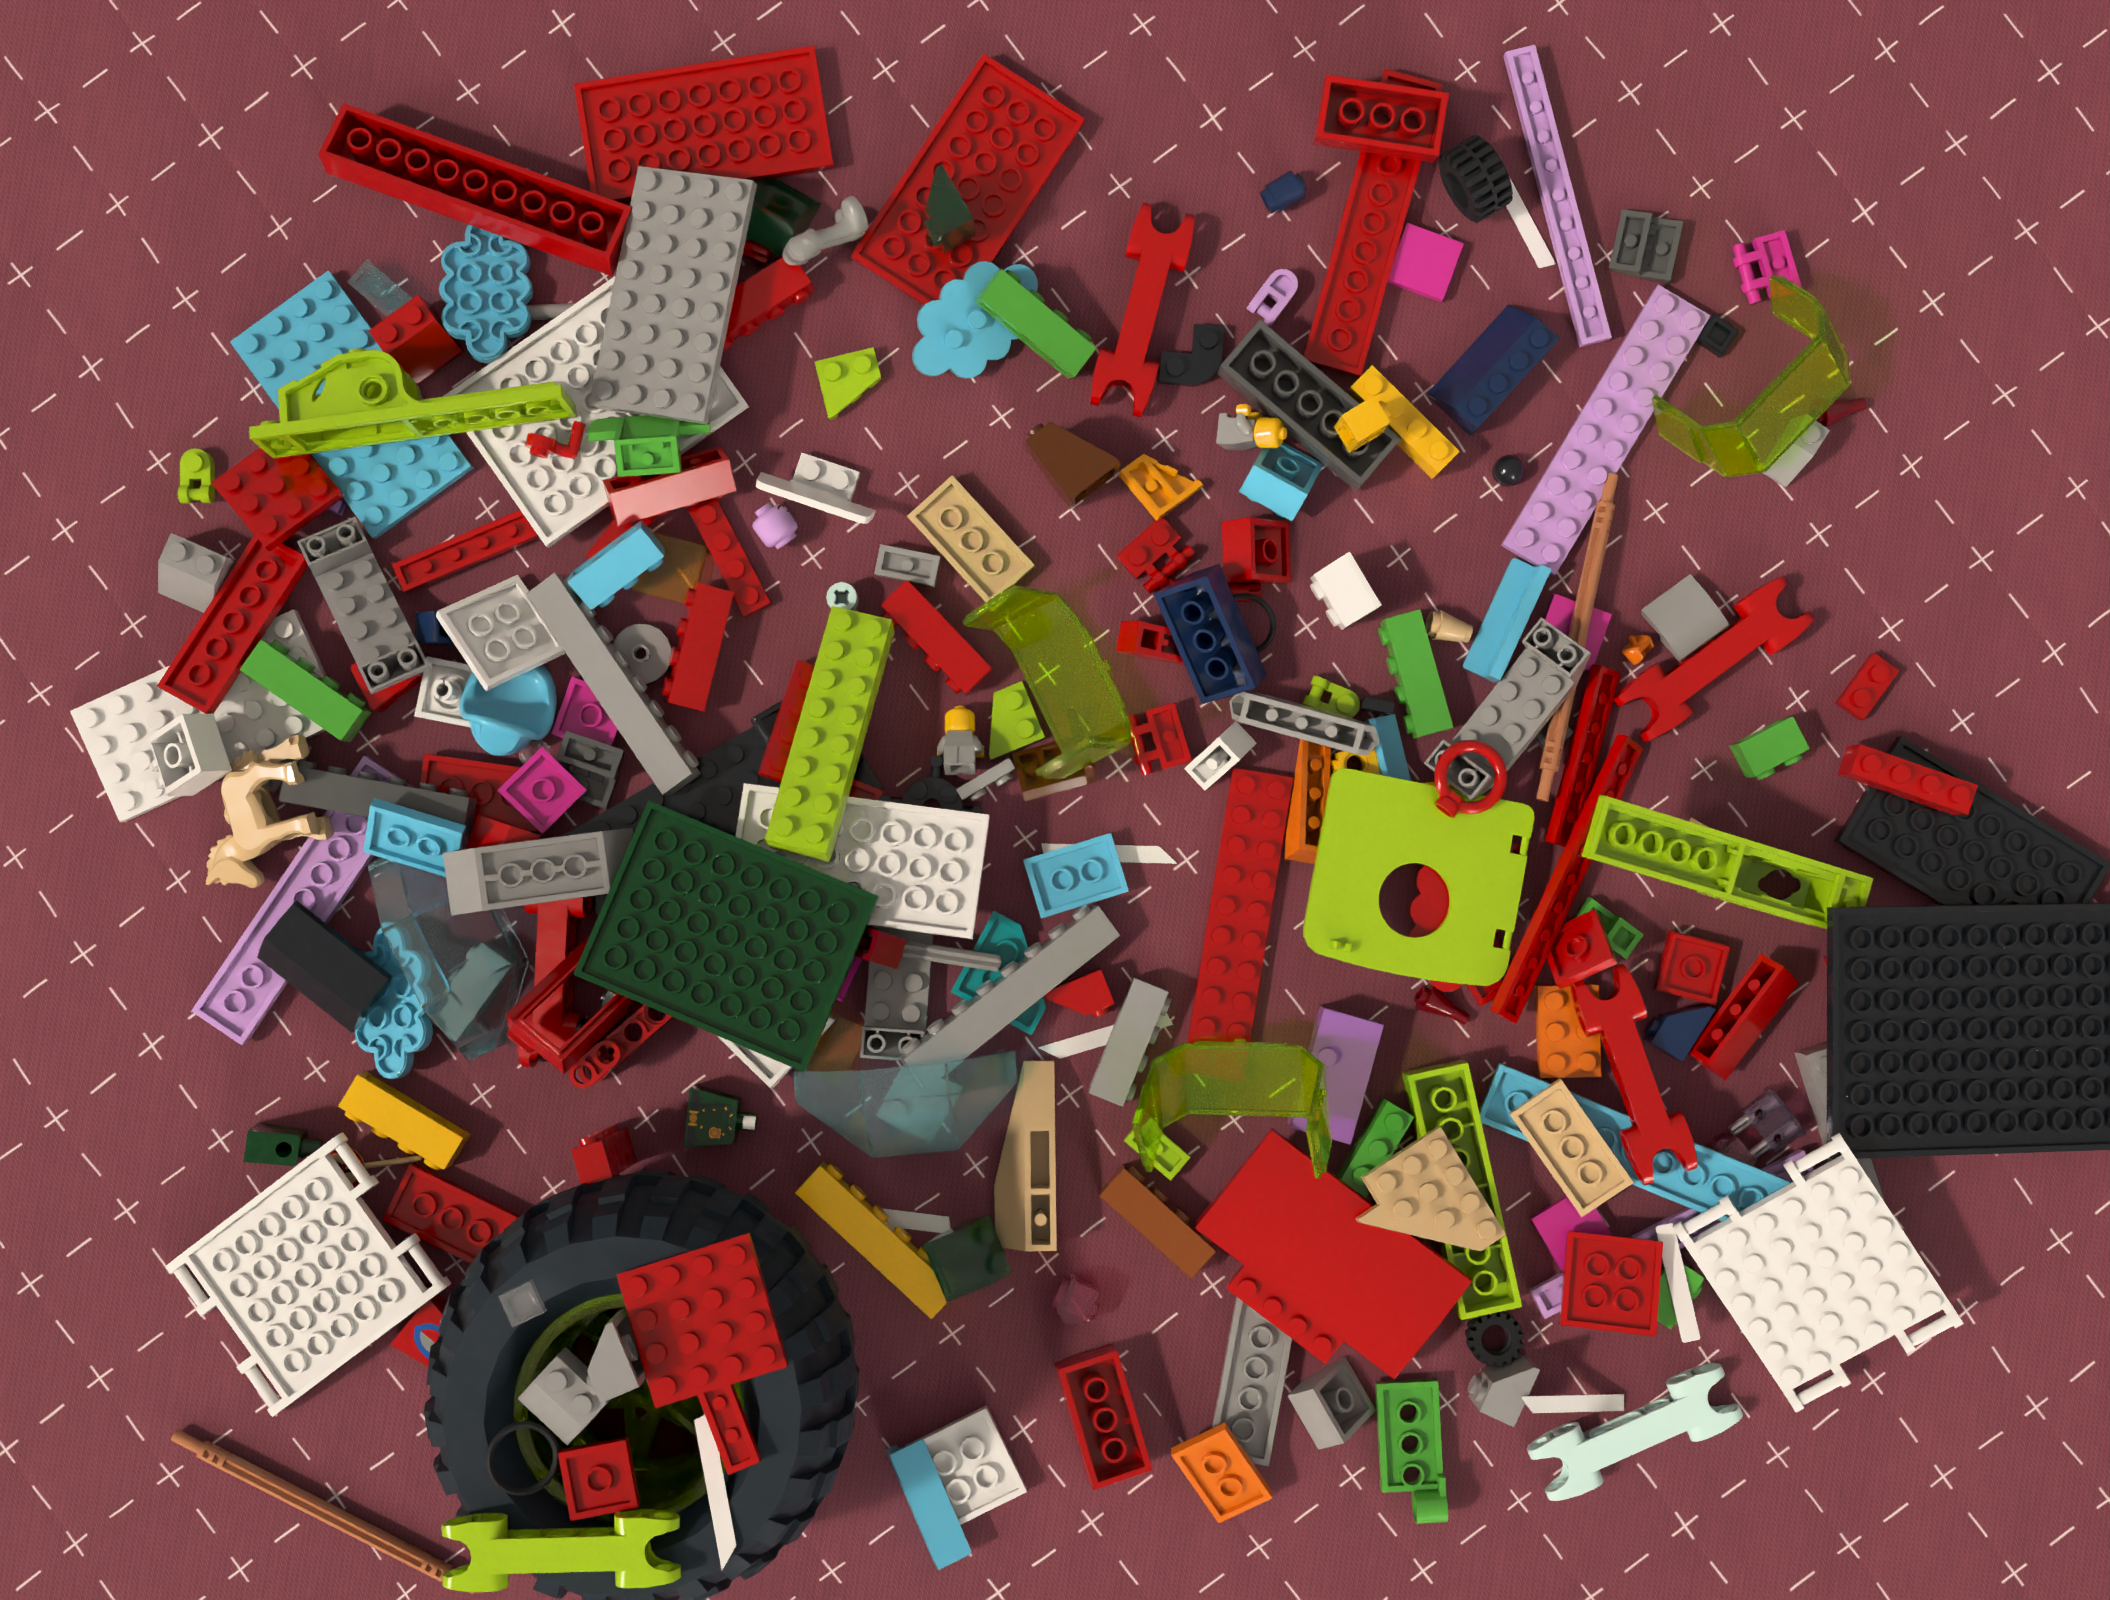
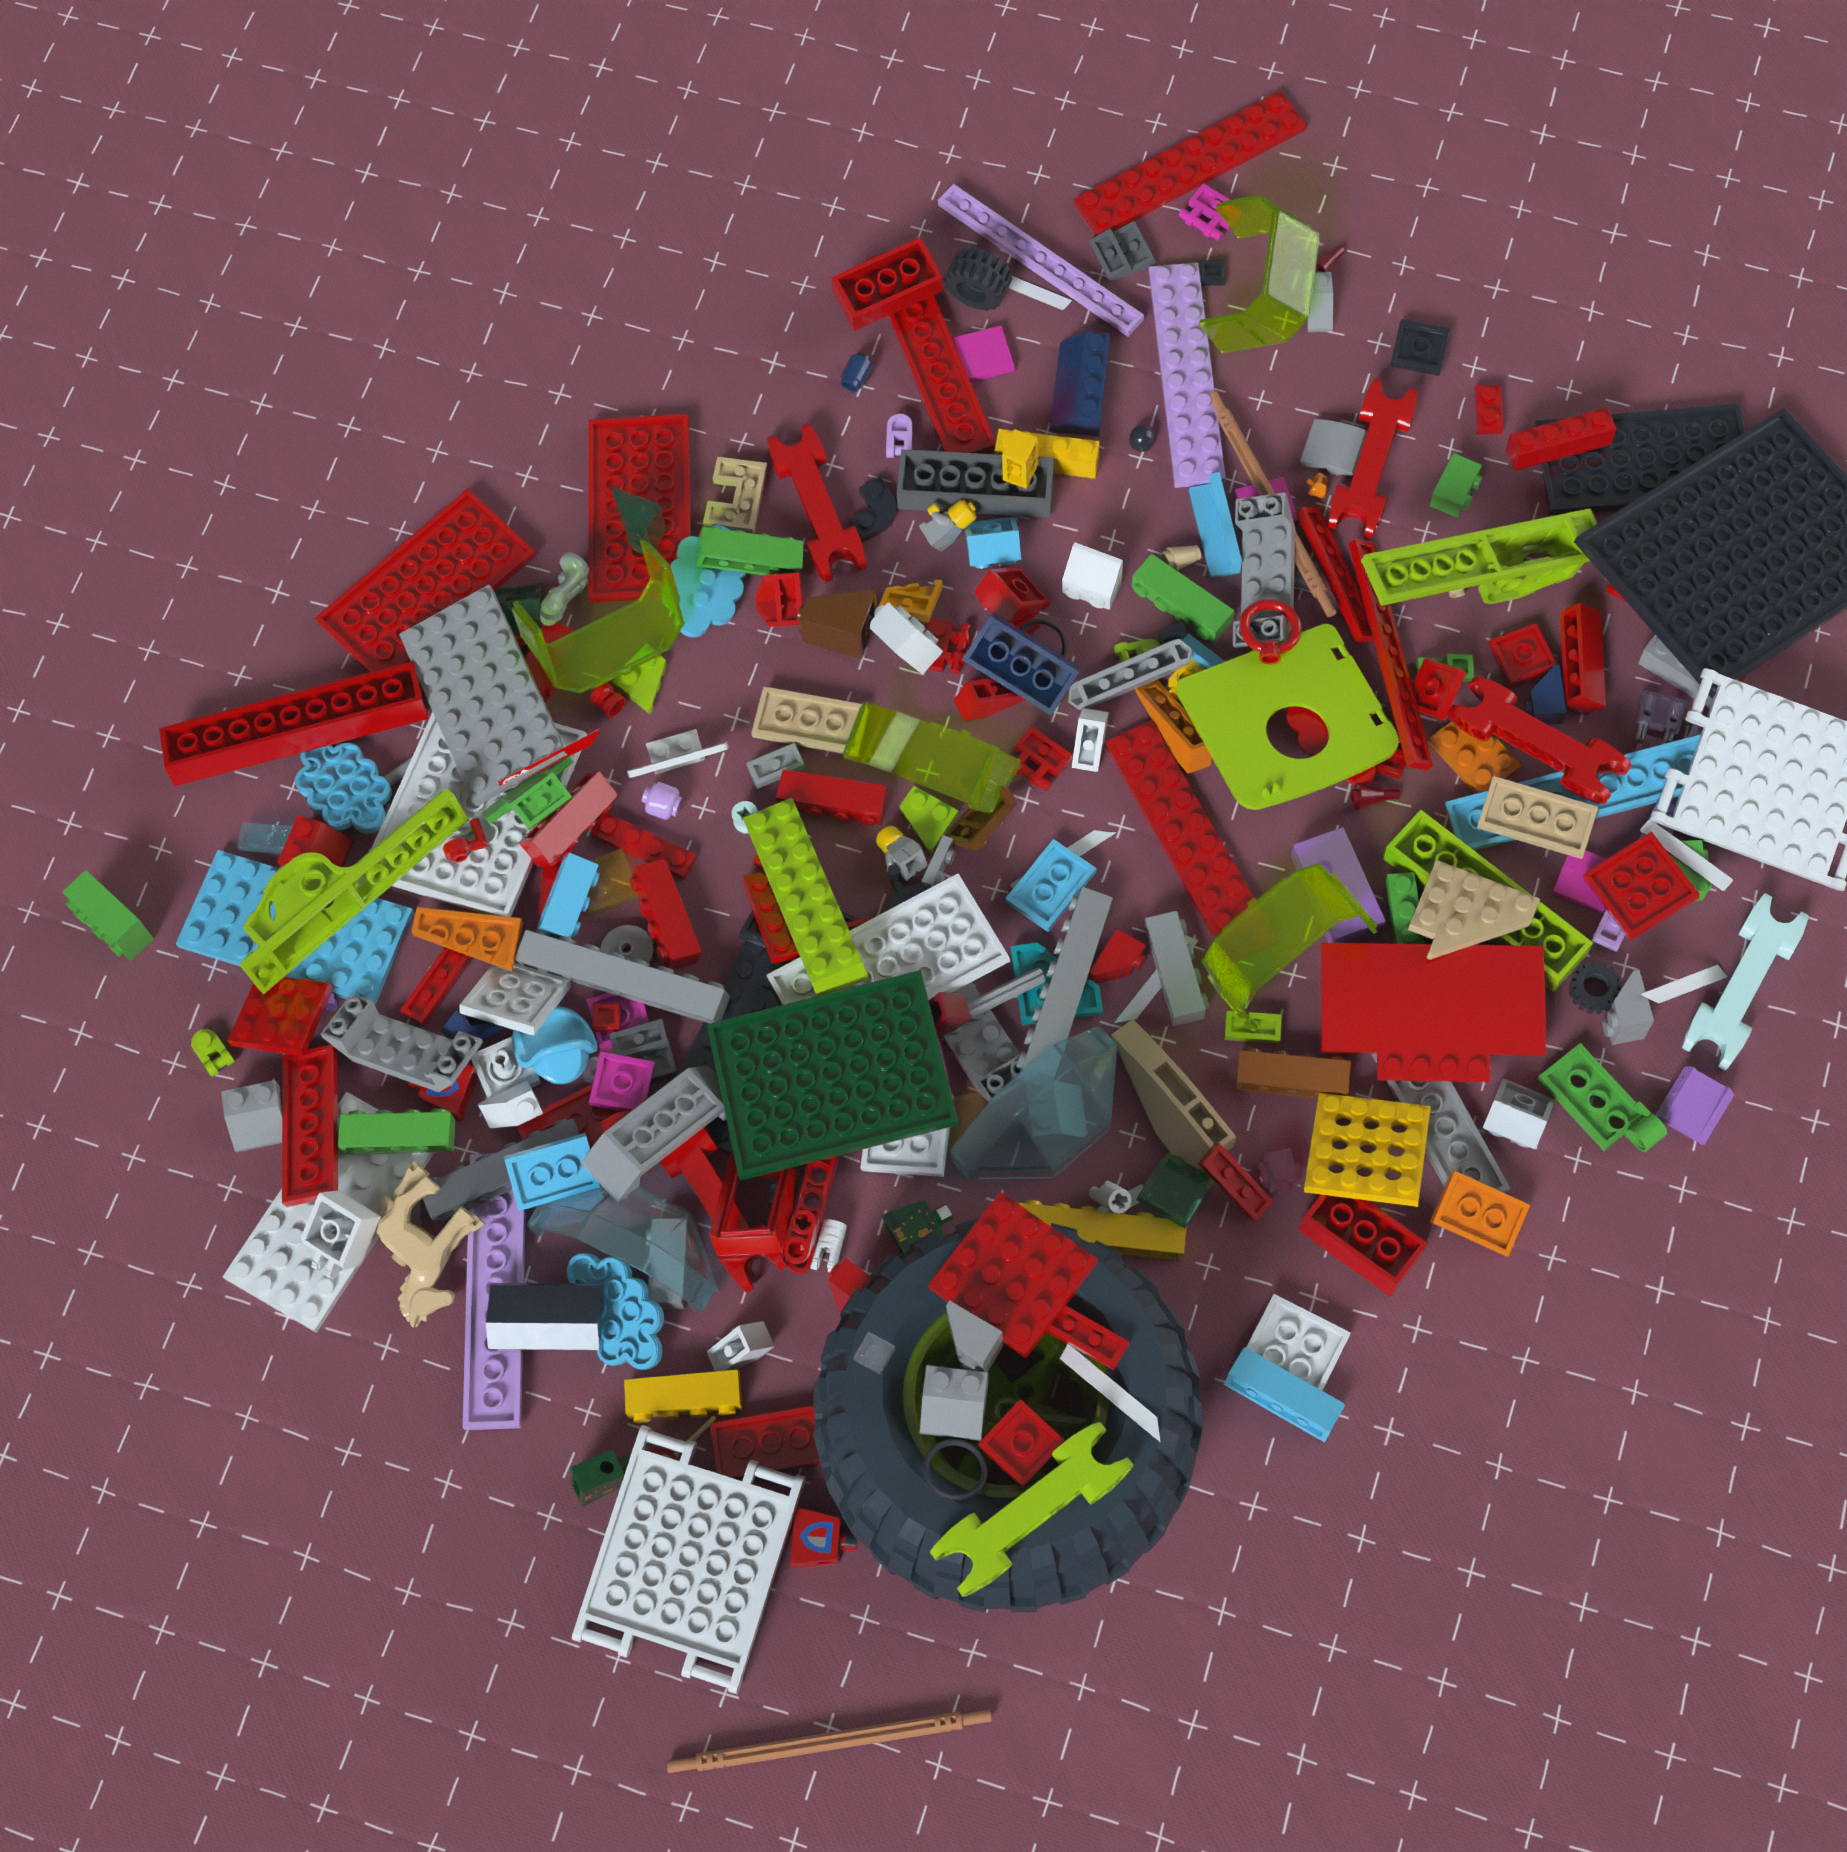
camera: 25 degrees left, 20 degrees down
(176, 270) = (106, 916): none -> bright green brick
(432, 738) = (511, 1106): none -> white slope
(484, 1115) = (740, 1347): none -> white slope
(509, 545) = (473, 934): none -> orange wing
(576, 710) = (606, 1017): none -> red tile
(631, 1073) = (829, 1241): none -> white hinge
(709, 421) = (570, 749): none -> red sticker
(796, 380) = (608, 700): none -> red wheel
(831, 324) = (615, 641): none -> clear neon green piece
(906, 1220) = (1109, 1192): none -> white hinge
(1026, 1287) = (1235, 1182): none -> red plate
(1033, 392) = (779, 599): none -> red slope
(1095, 238) = (749, 482): none -> tan plate
(1117, 527) = (905, 636): none -> white hinge
(1188, 1346) = (1376, 1186): none -> yellow piece
(1494, 1509) = (1695, 1104): none -> medium lavender slope
(1790, 194) = (1190, 164): none -> red plate
(1854, 572) = (1420, 347): none -> black plate

